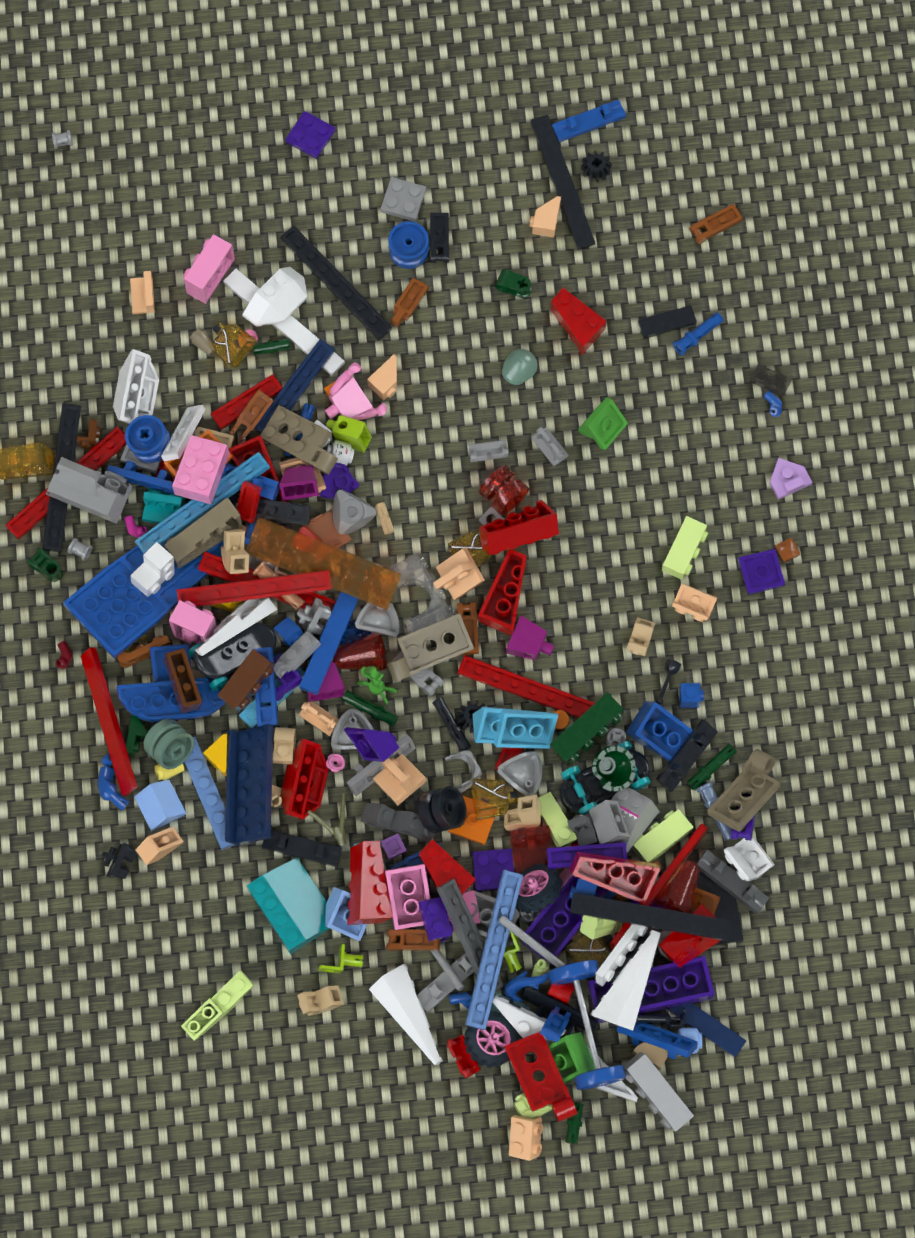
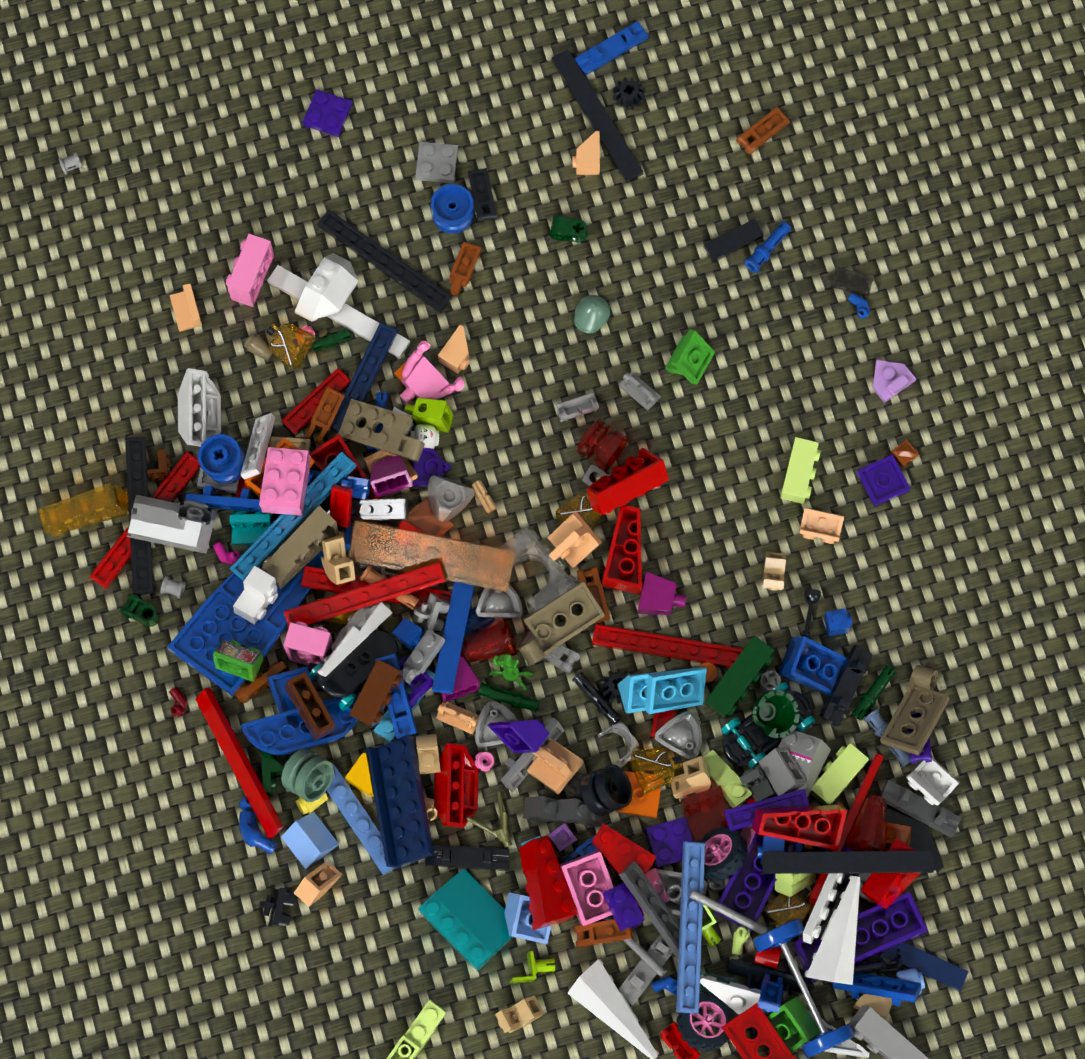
camera: 10 degrees left, 0 degrees up
(125, 626) = (238, 660): none -> bright green slope
(522, 981) = (724, 954): blue piece -> none
(578, 319) = (641, 254): red wedge -> none

